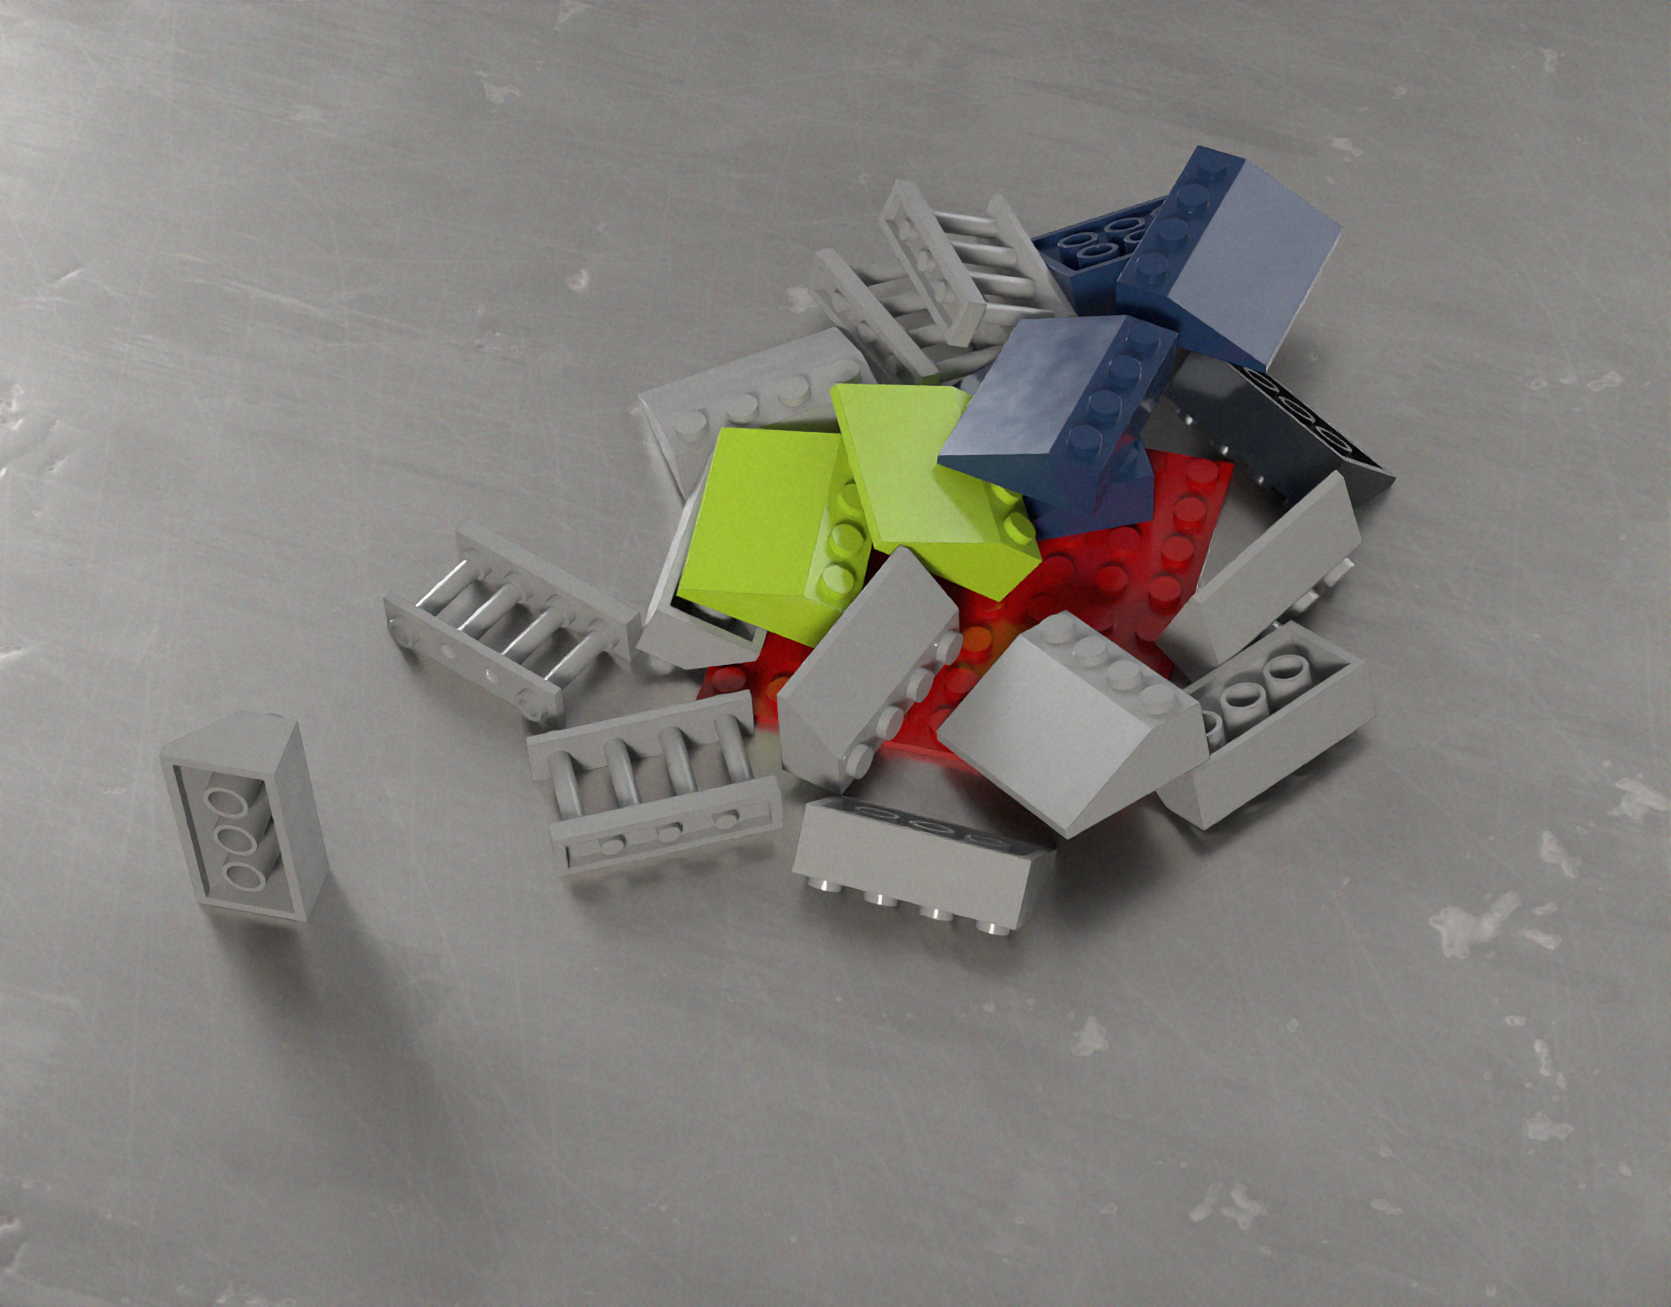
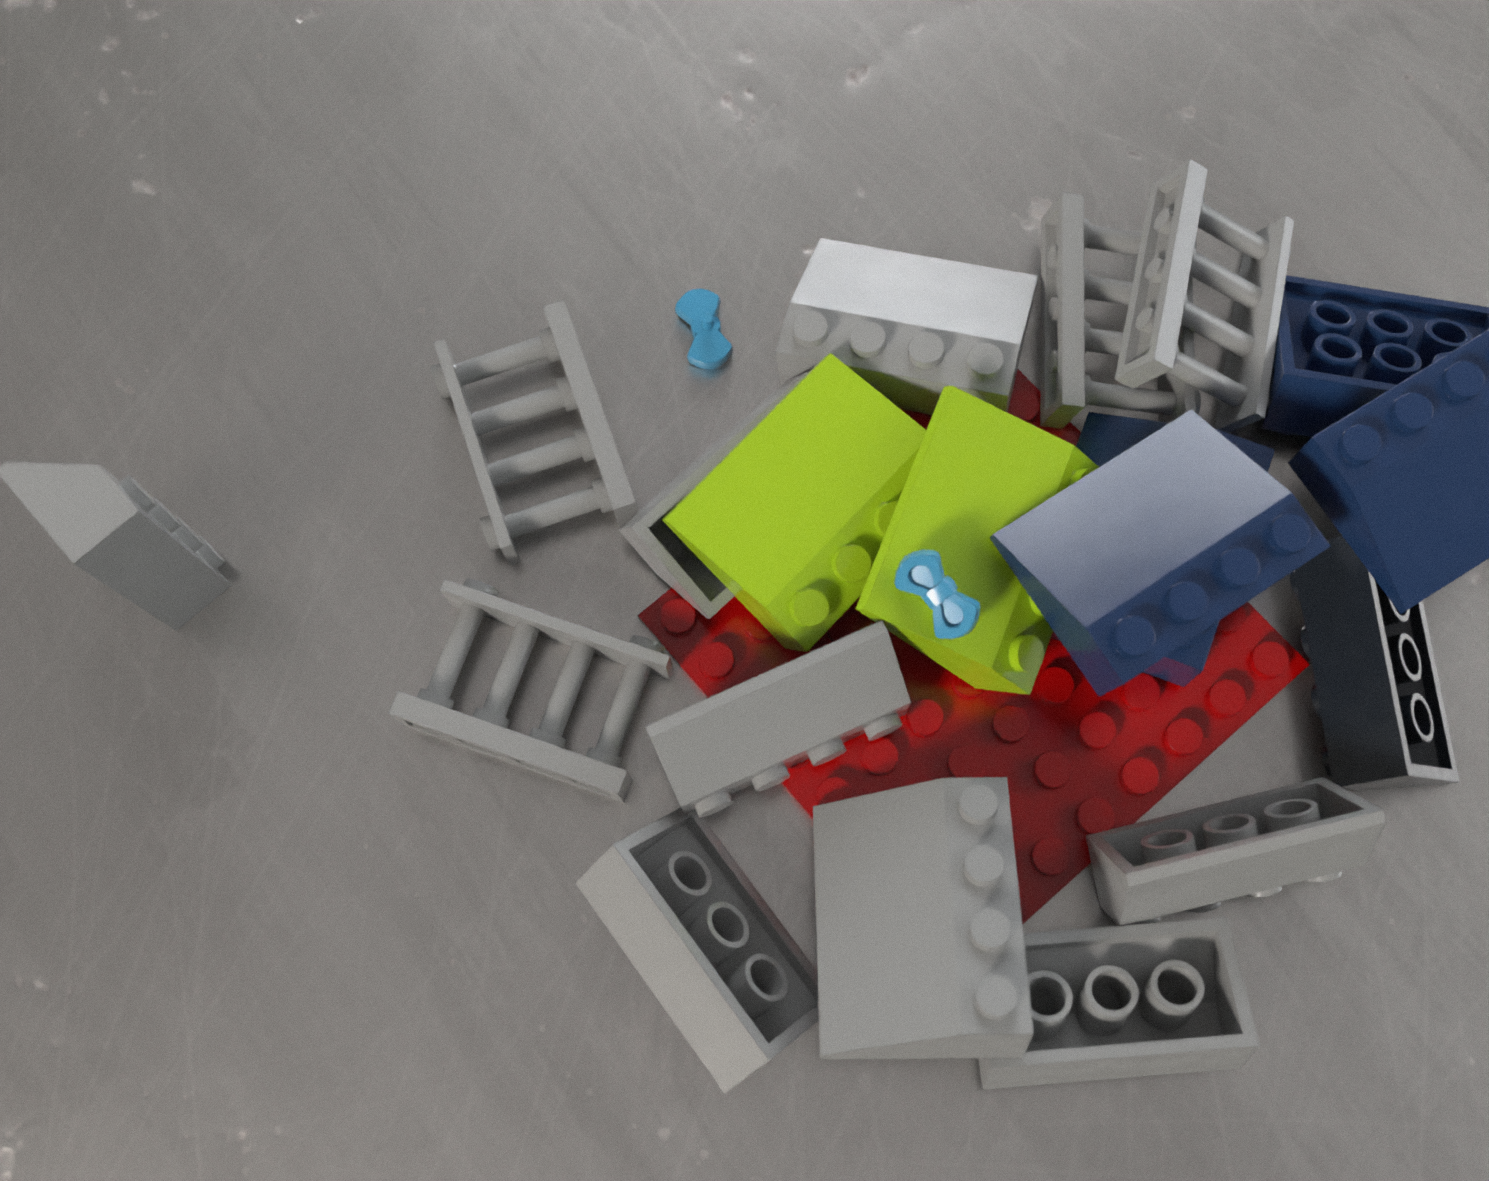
camera: 35 degrees right, 25 degrees up
(606, 506) = (709, 346): none -> dark azure piece
(947, 507) = (924, 575): none -> dark azure piece

